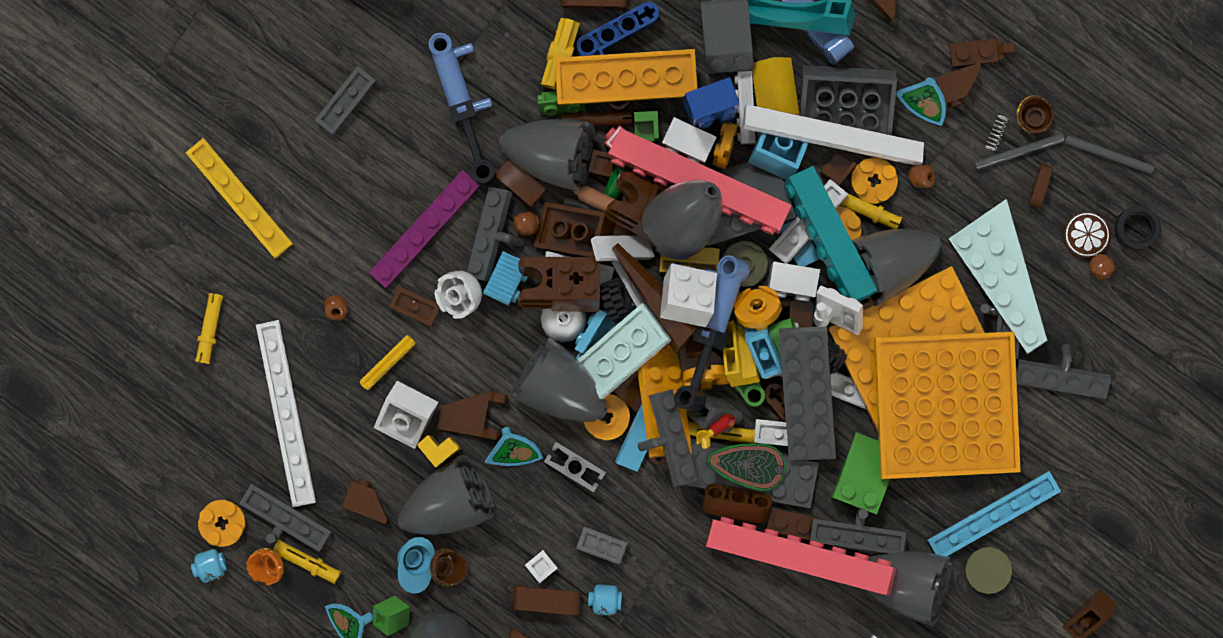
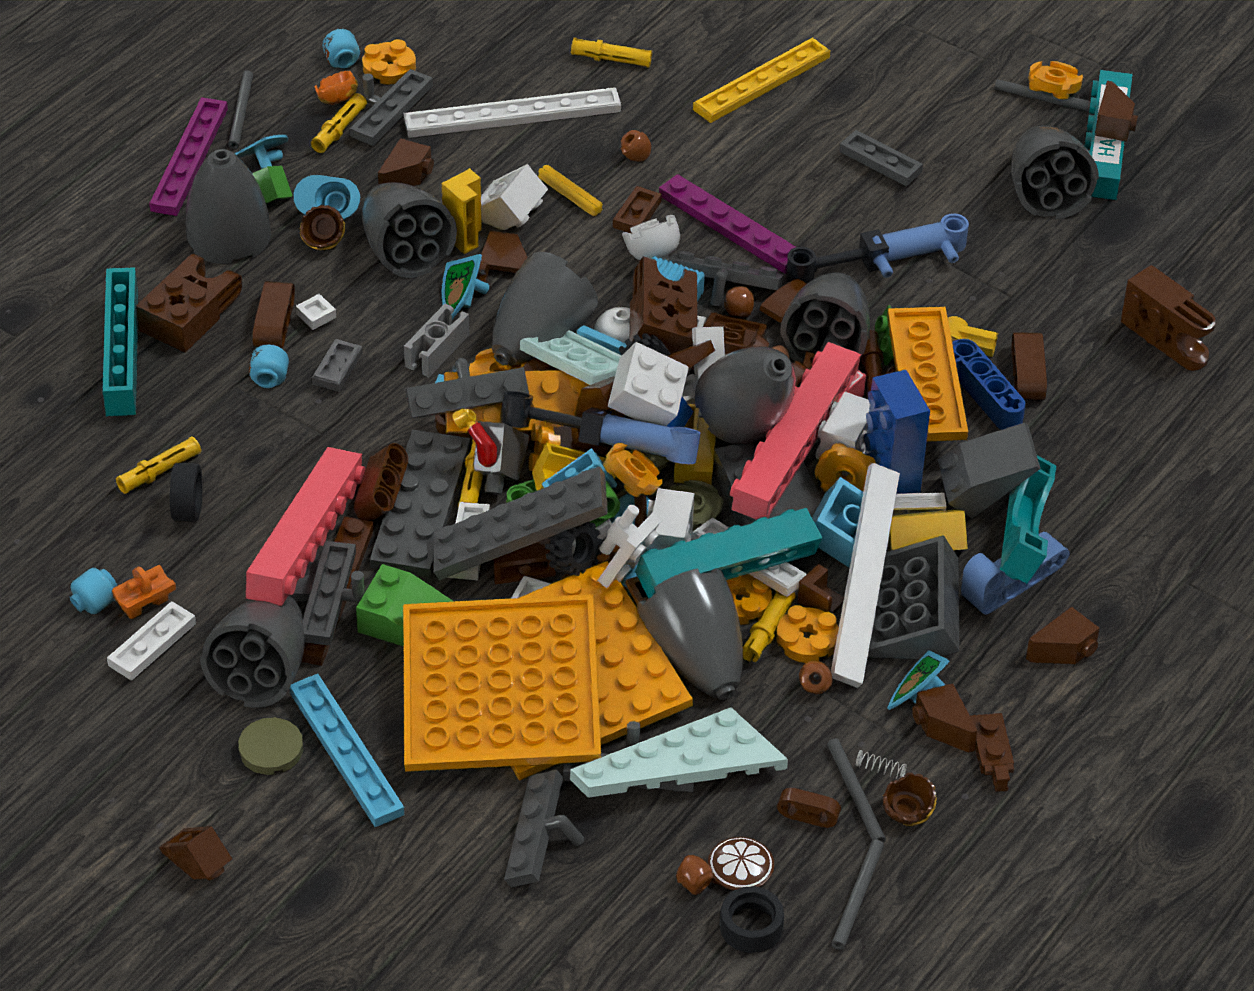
camera: 90 degrees right, 40 degrees down
(749, 465) = (429, 483): shield -> none

